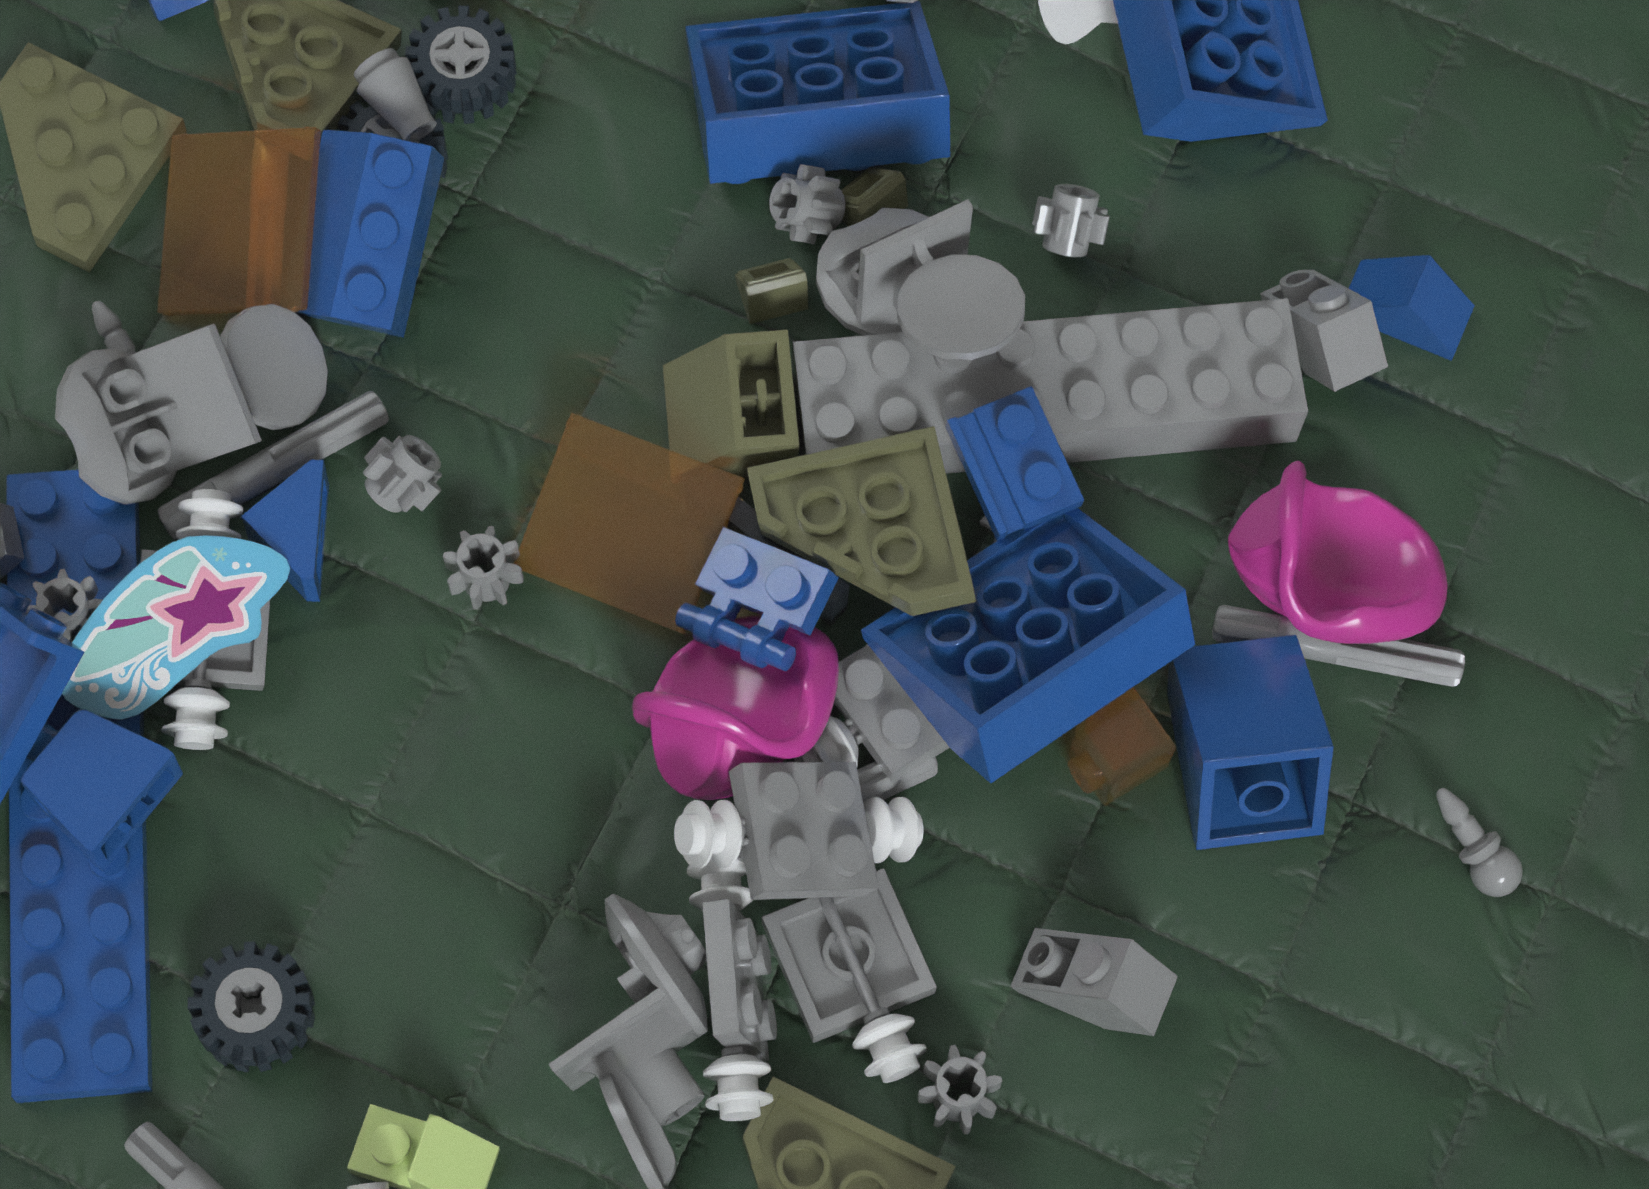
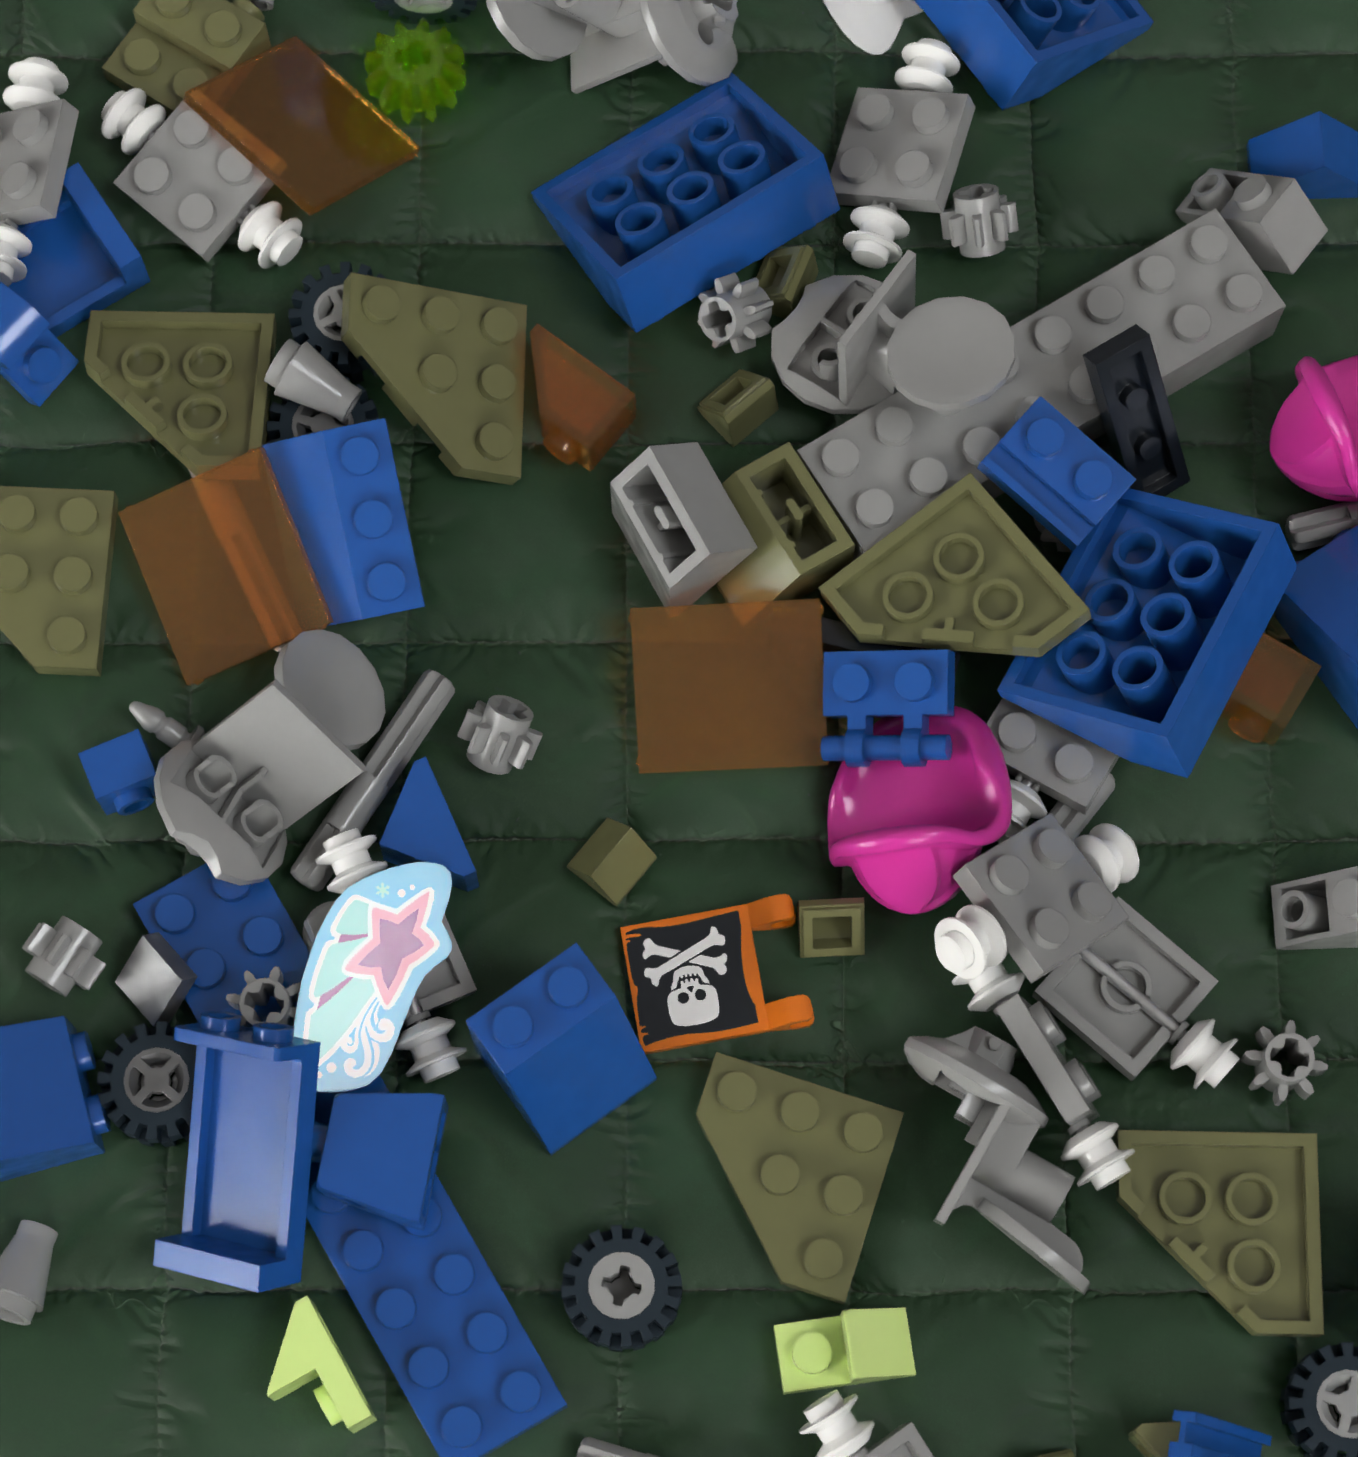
camera: 20 degrees left, 5 degrees up
(48, 351) = (121, 773): none -> blue plate
(303, 765) = (561, 1048): none -> blue slope
(447, 632) = (612, 860): none -> olive slope
(470, 978) = (800, 1167): none -> olive plate
(471, 770) = (701, 978): none -> flag
(495, 556) = (613, 770): light grey gear -> none
(524, 139) = (446, 365): none -> olive plate
(611, 777) = (831, 927): none -> olive slope
(625, 221) = (577, 402): none -> clear orange slope
(656, 354) = (679, 521): none -> light grey slope
(1033, 128) = (901, 151): none -> light grey plate
(1117, 444) = (1137, 411): none -> black plate

